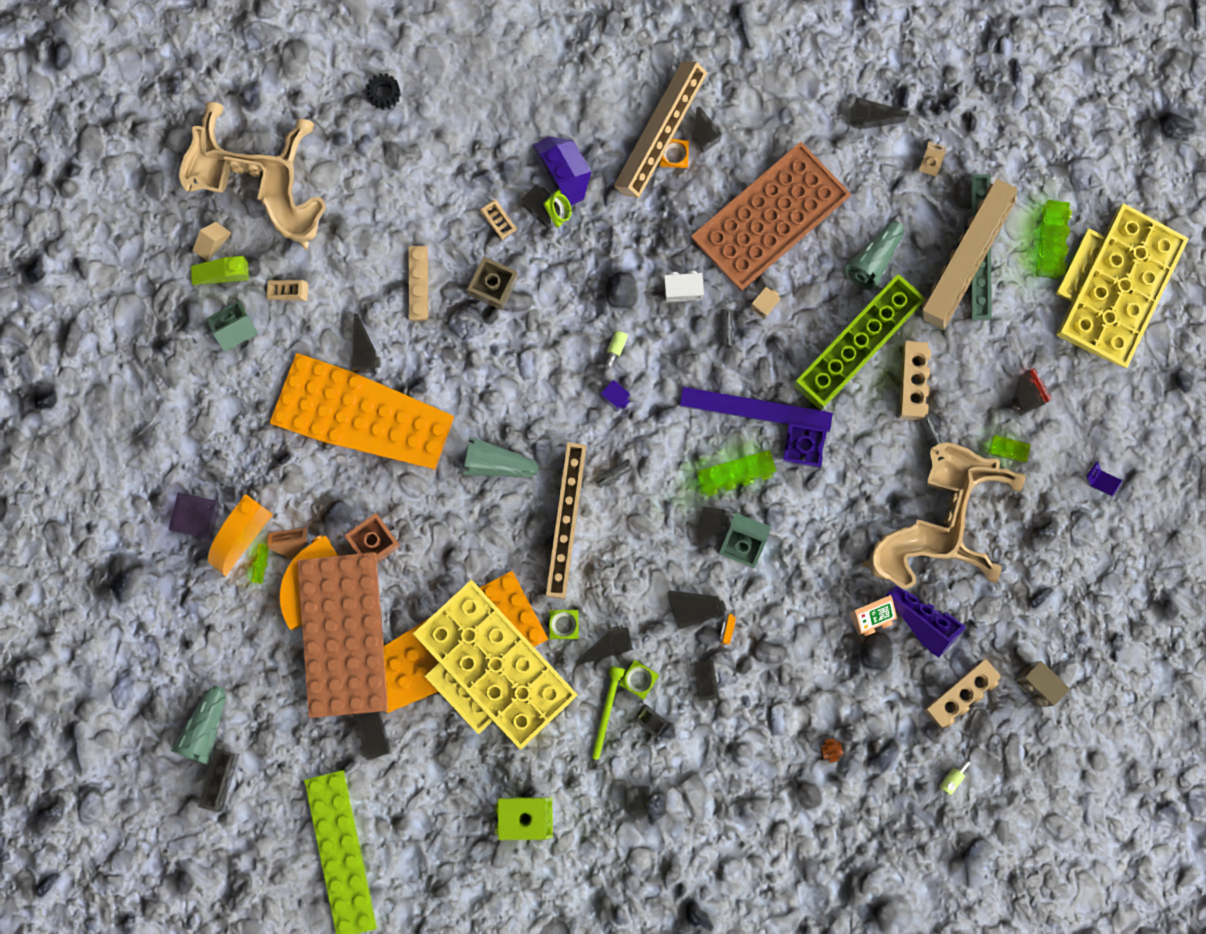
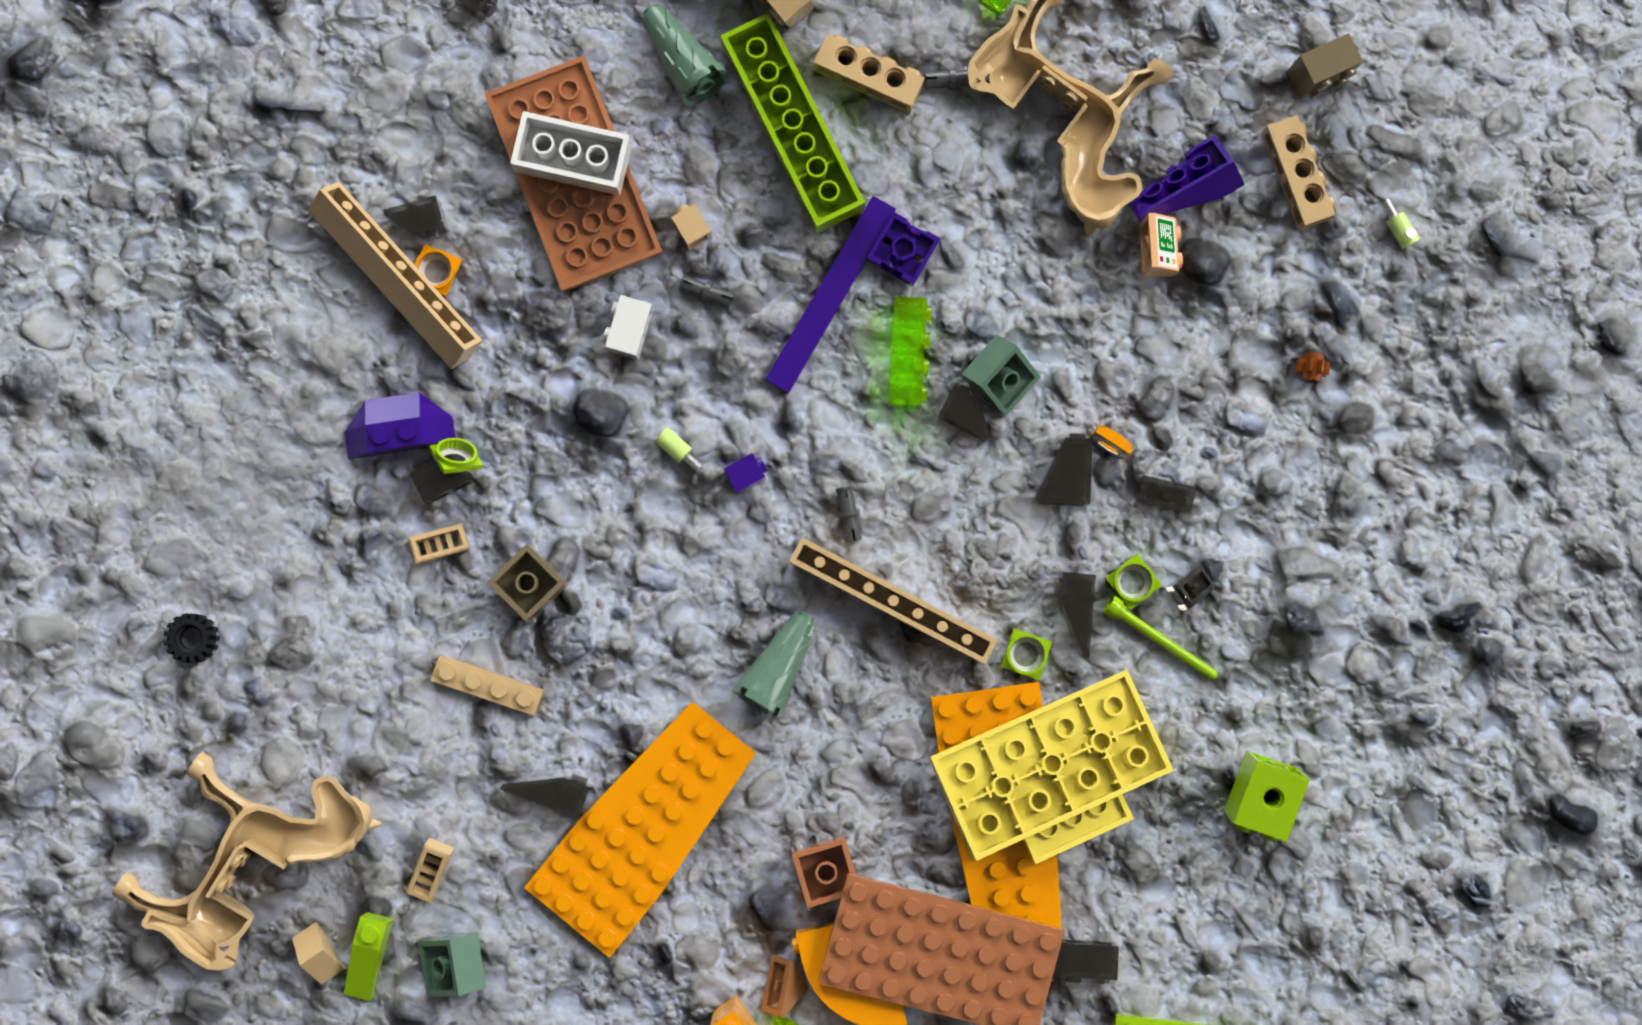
camera: 75 degrees left, 5 degrees up
(782, 208) = (571, 153): none -> white brick

